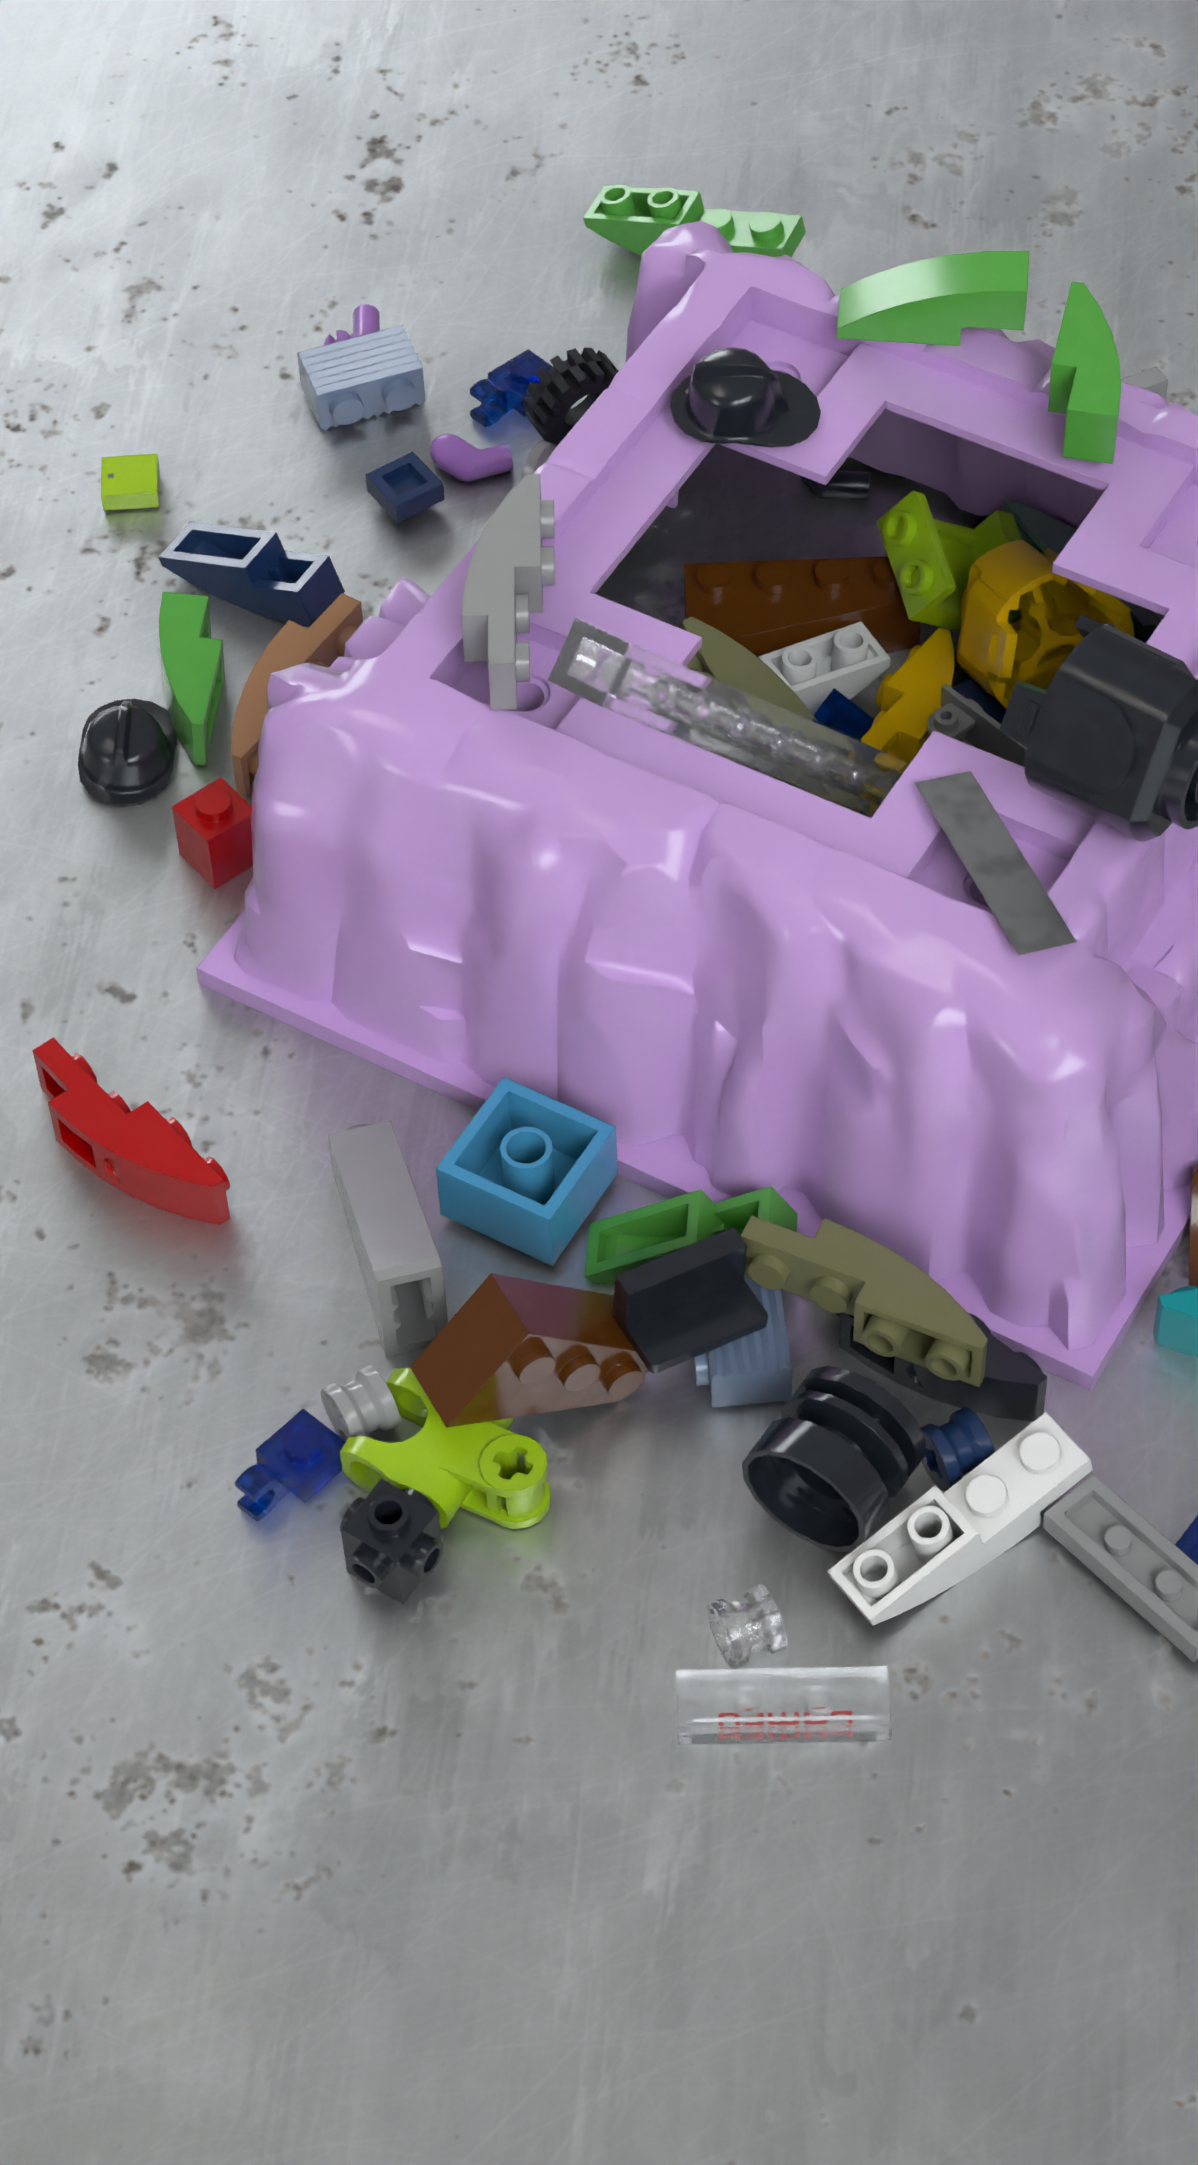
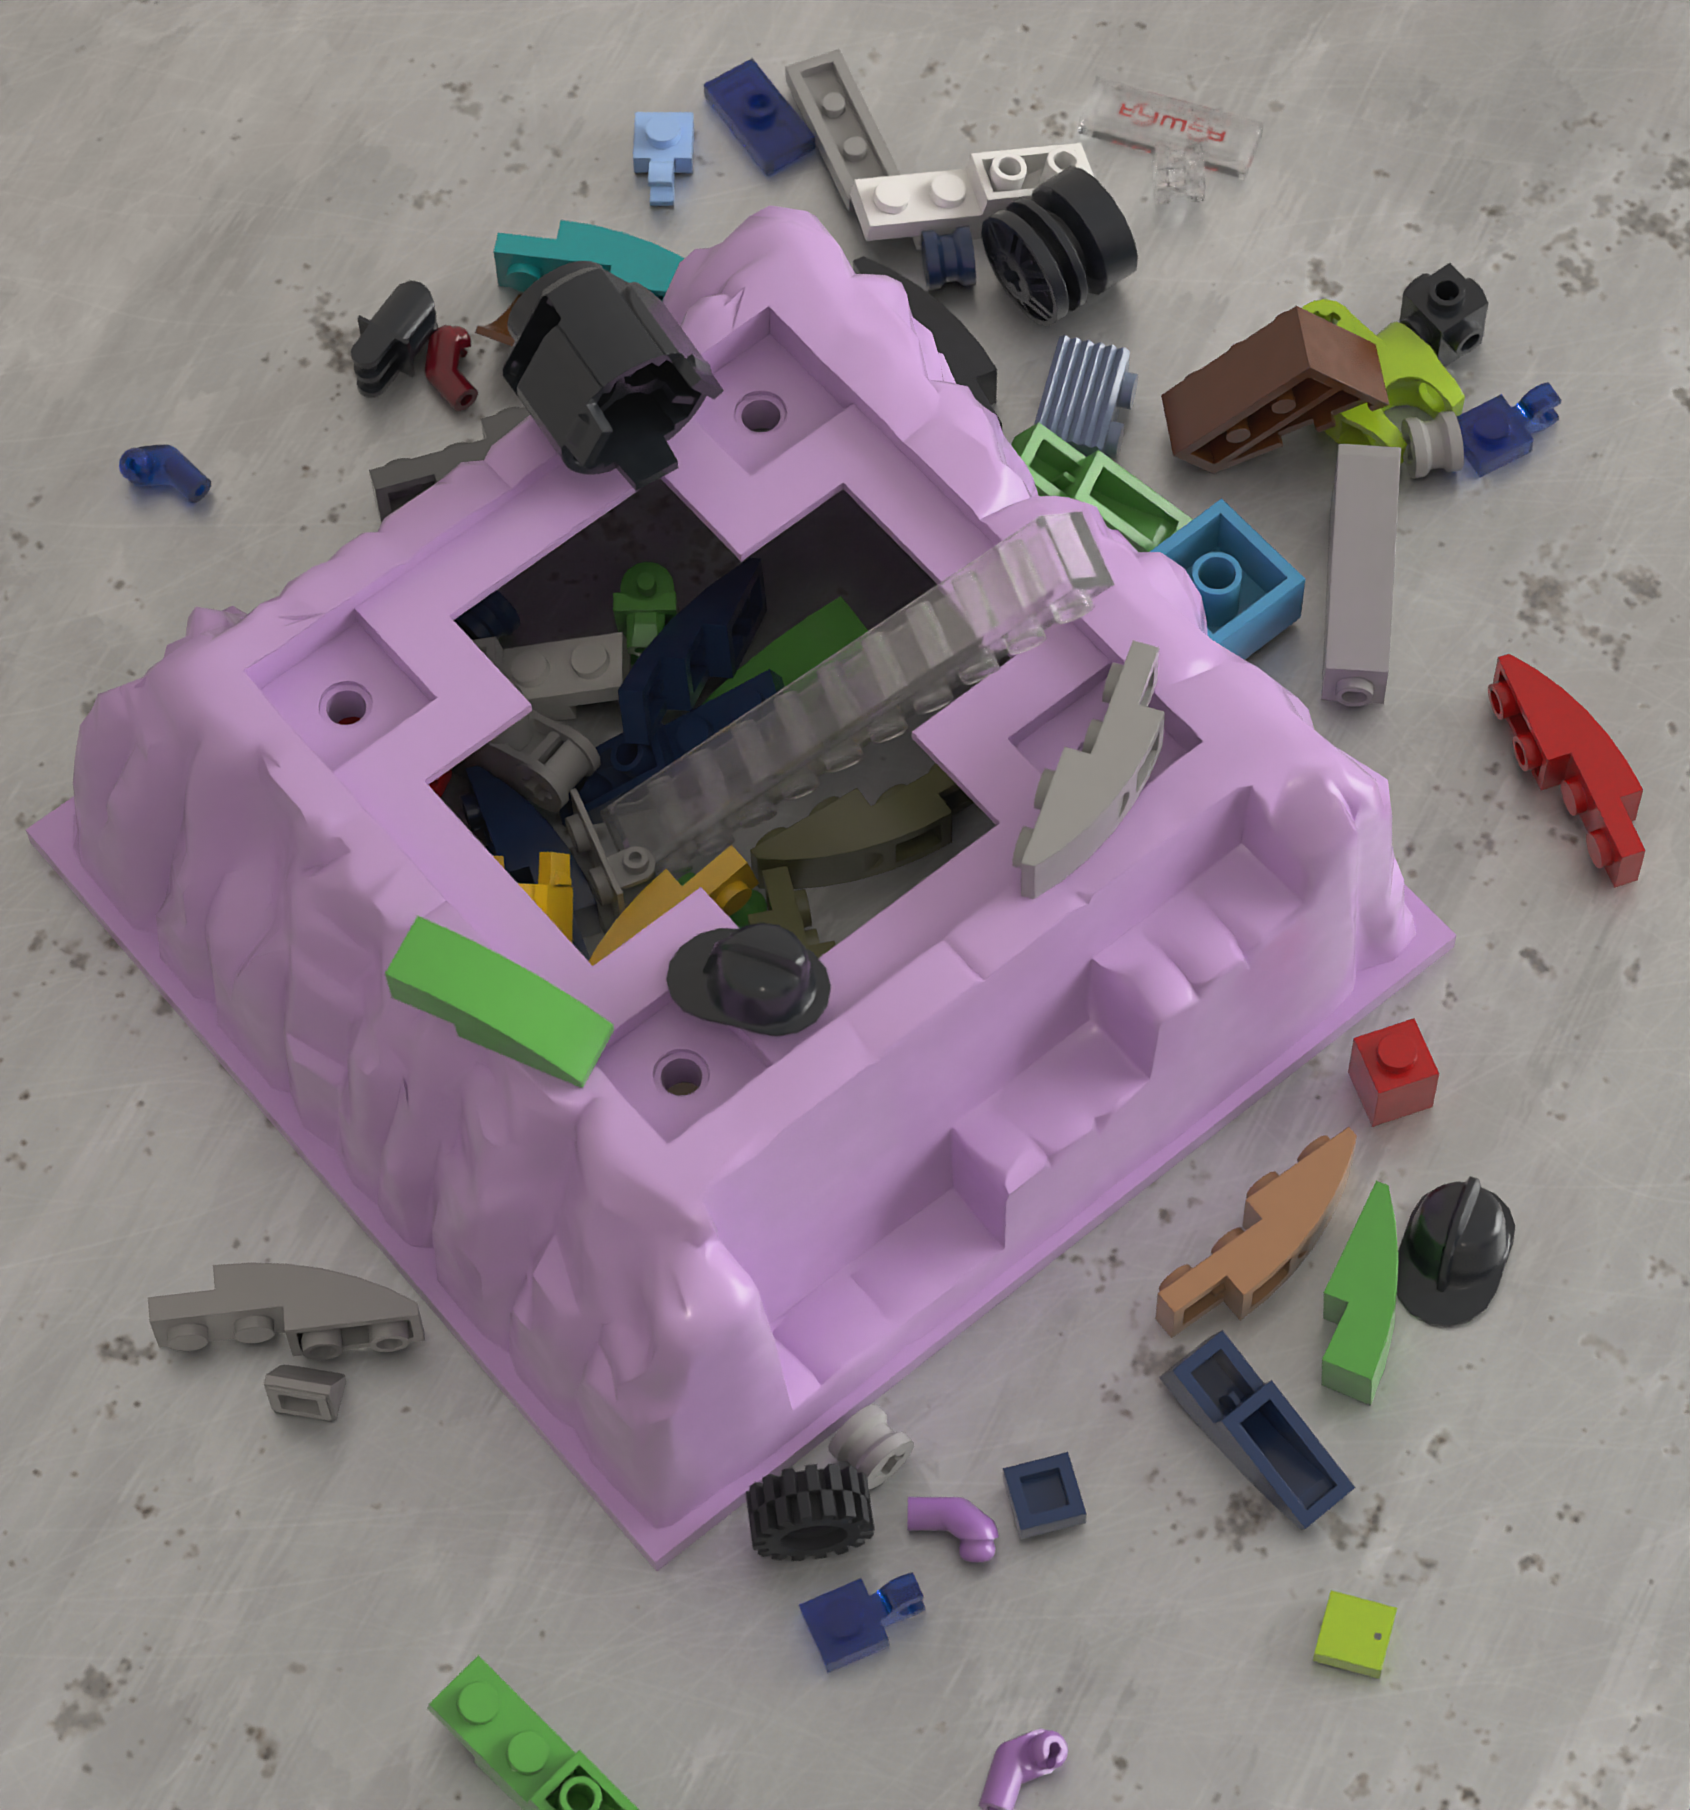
camera: 160 degrees left, 10 degrees up
(361, 377) = (1039, 1679): brick -> none
(688, 1302) = (1130, 389): black panel -> none
(891, 1299) = (967, 334): olive slope -> none
(995, 863) = (762, 376): flat silver sticker -> none
(1086, 379) = (399, 844): bright green slope -> none

